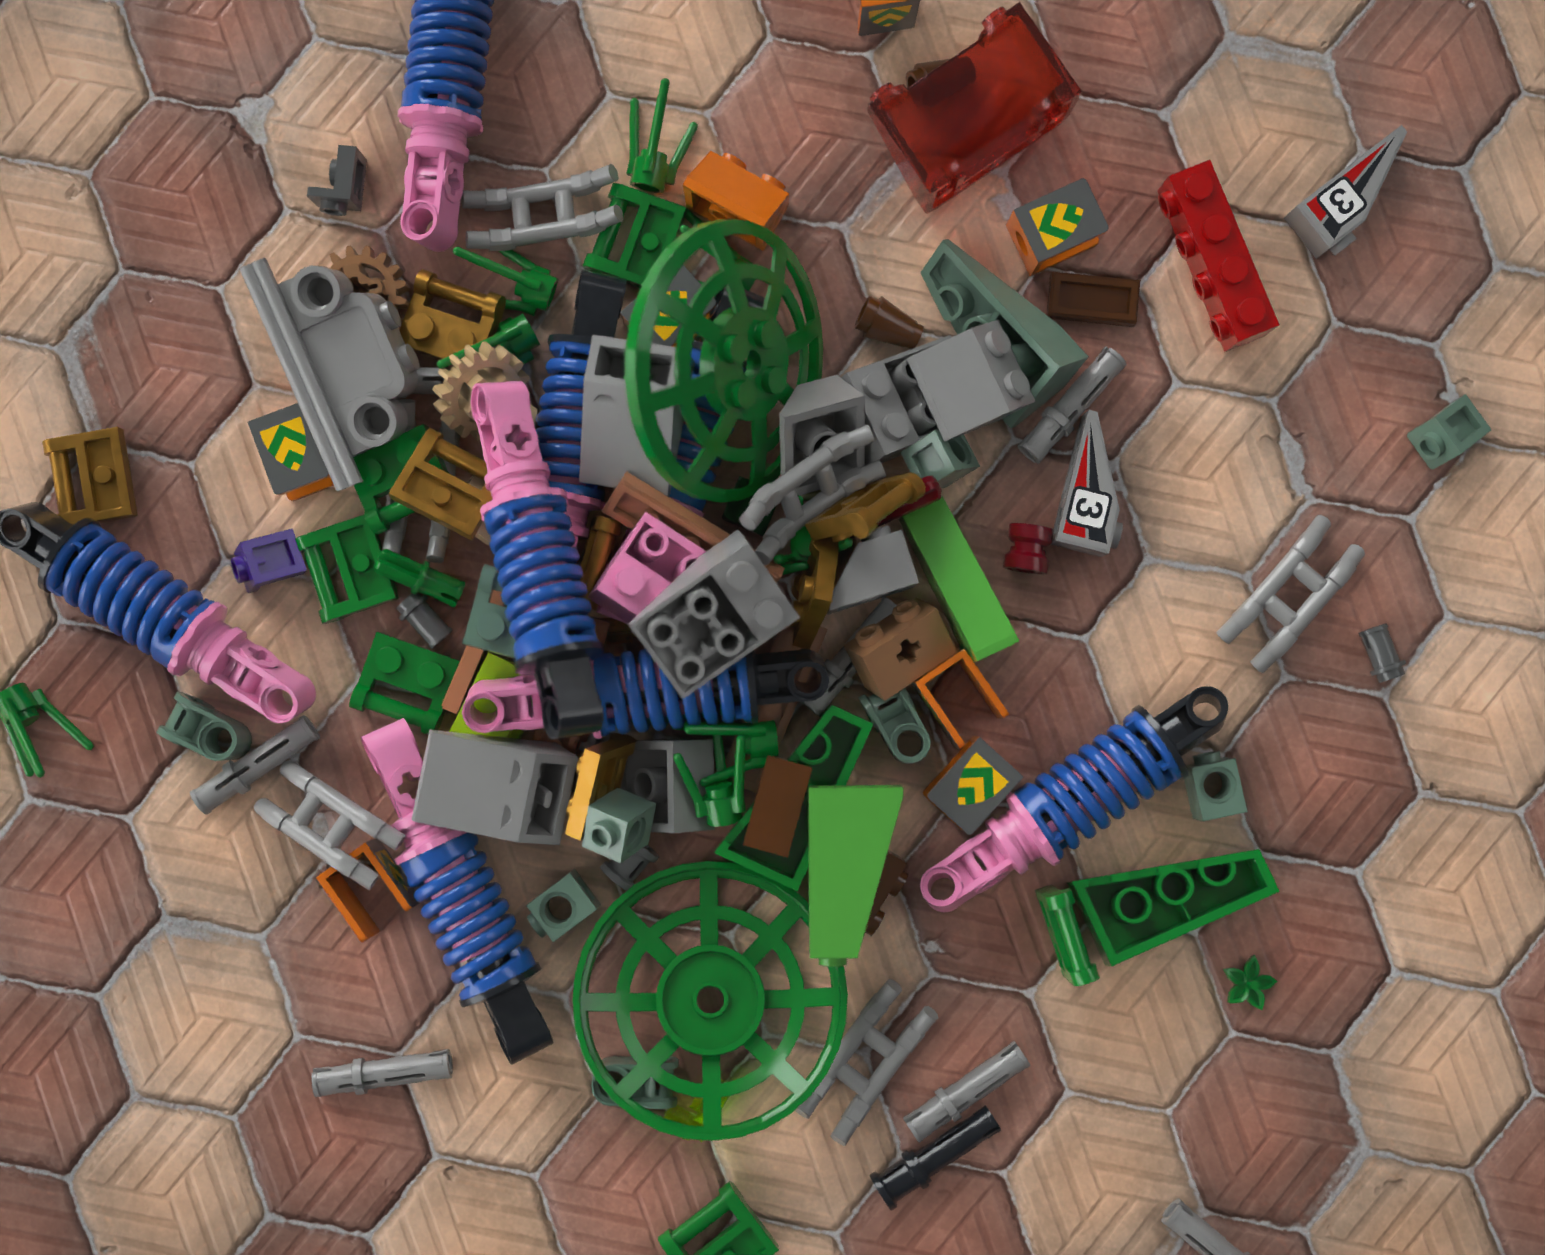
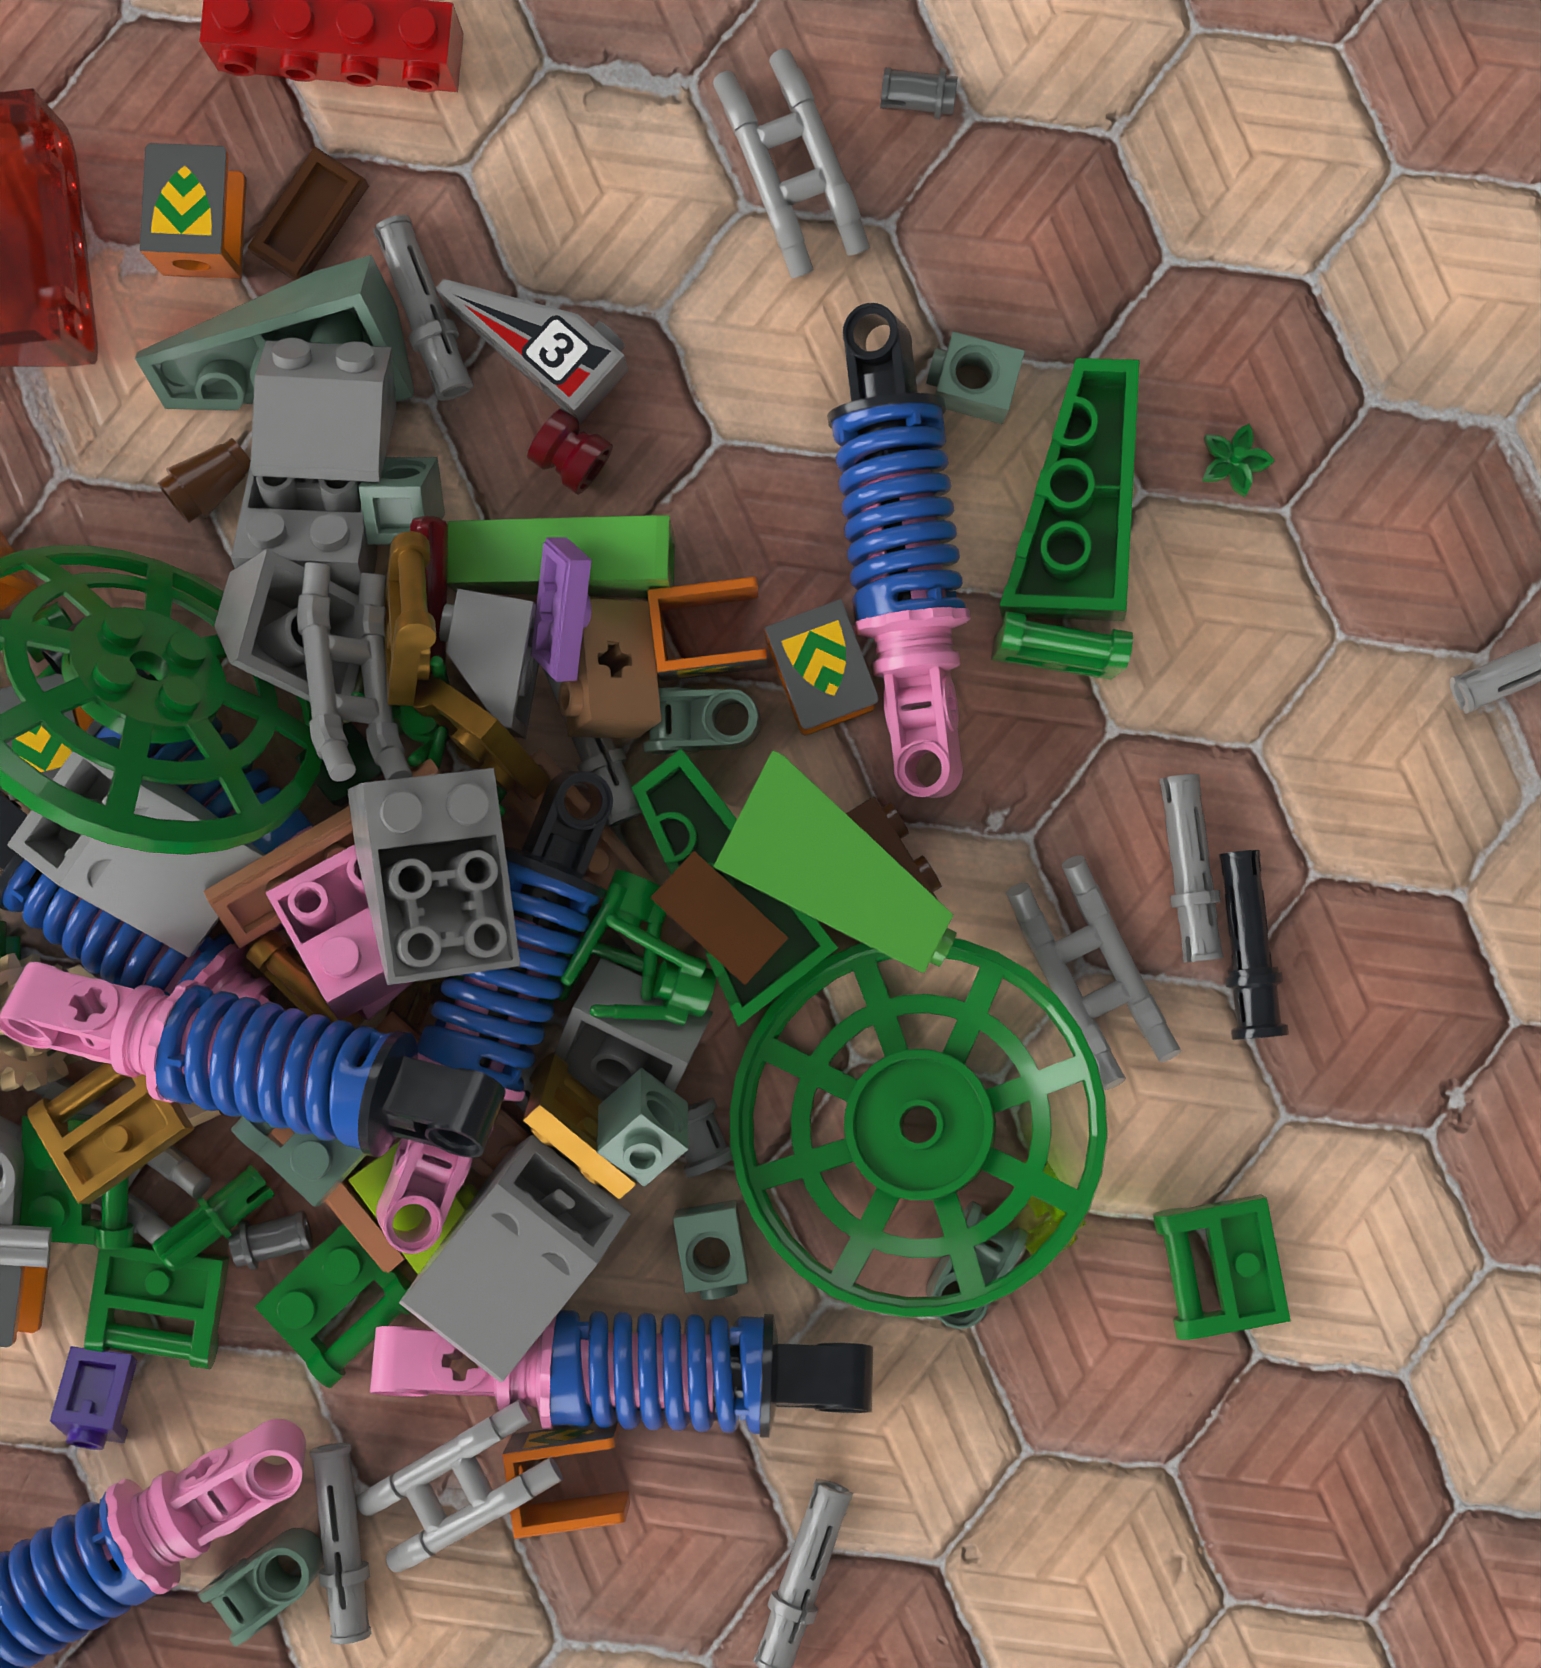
camera: 60 degrees left, 0 degrees up
(923, 602) = (561, 608): none -> medium lavender plate

